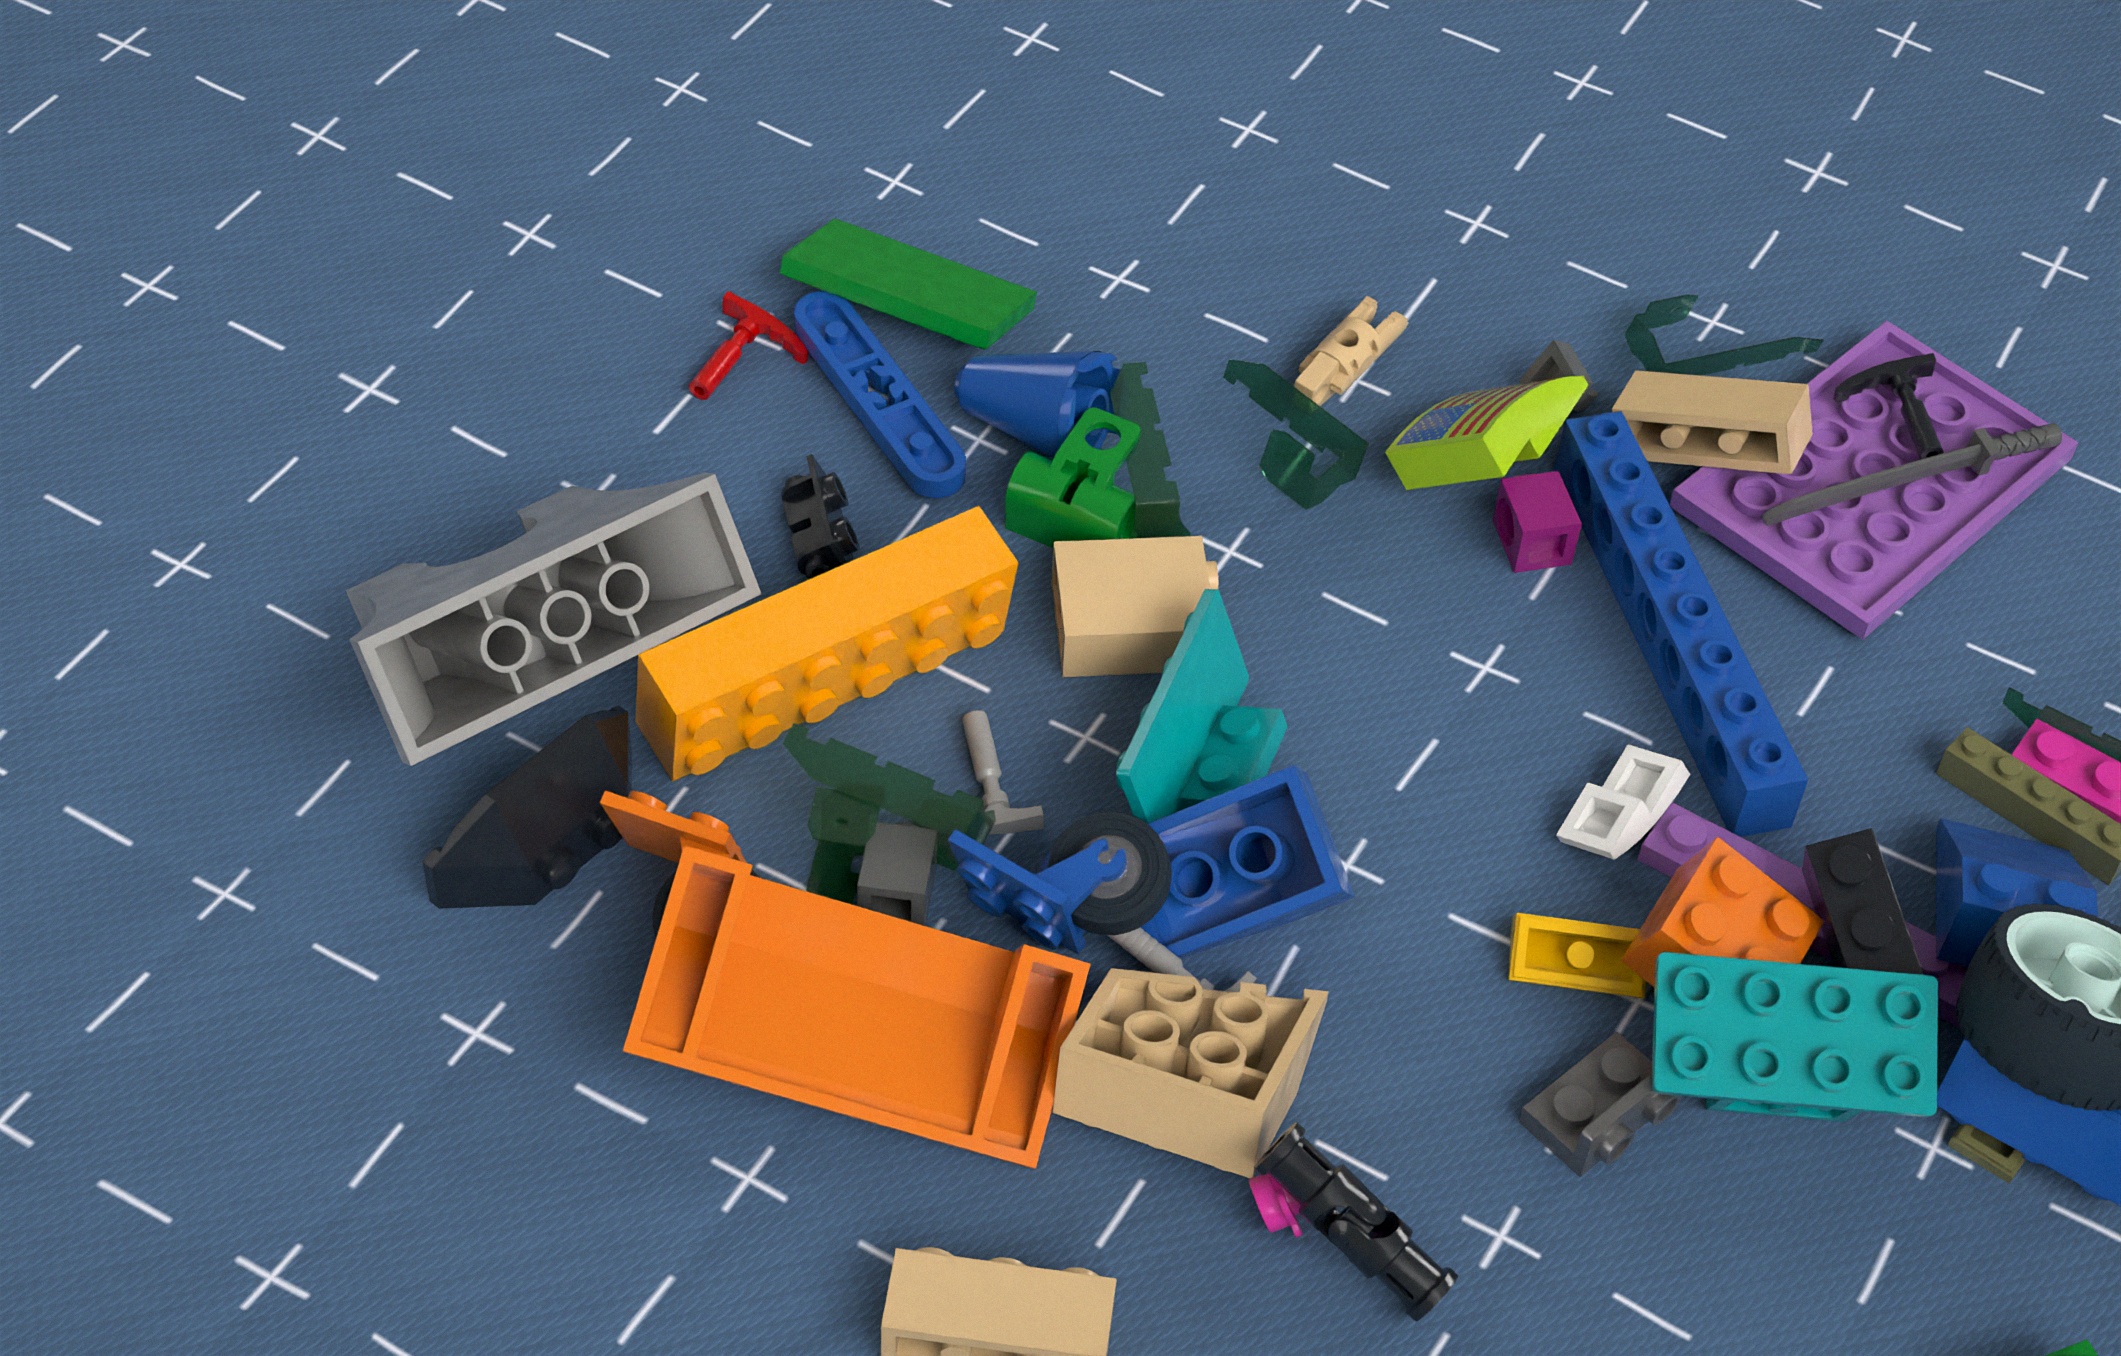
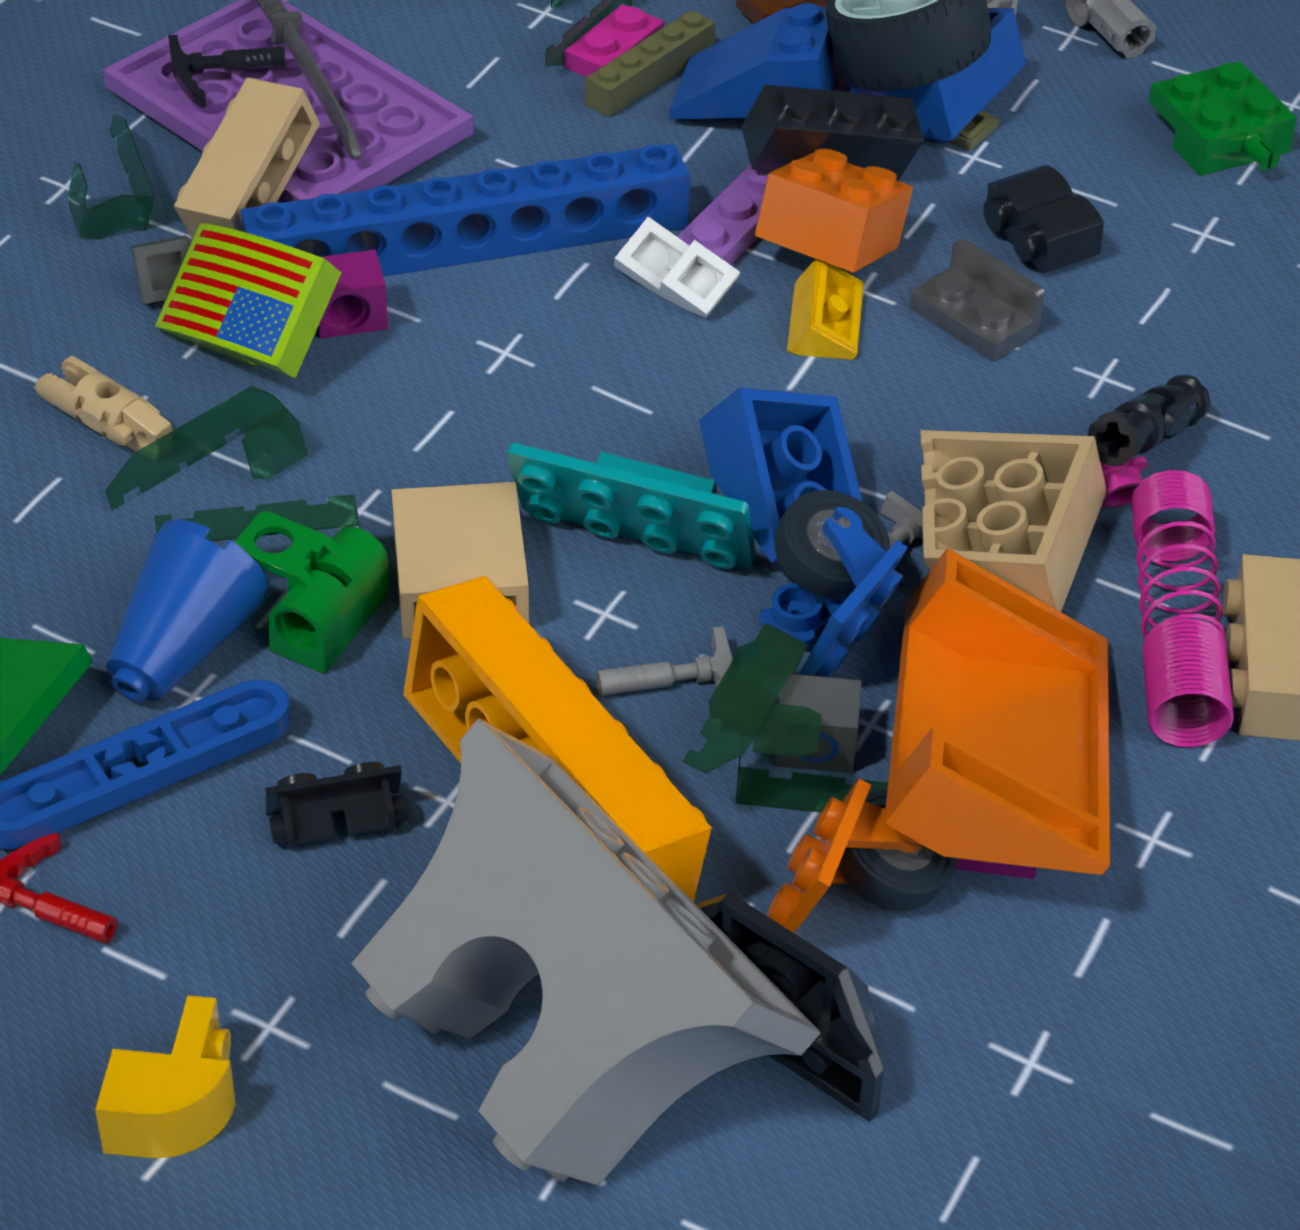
camera: 90 degrees left, 5 degrees down
(512, 426) = (169, 1101): none -> yellow brick
(957, 1205) = (1181, 656): none -> dark pink piece
(1776, 1184) = (1043, 218): none -> black brick
(1794, 1038) = (942, 168): teal bracket -> none

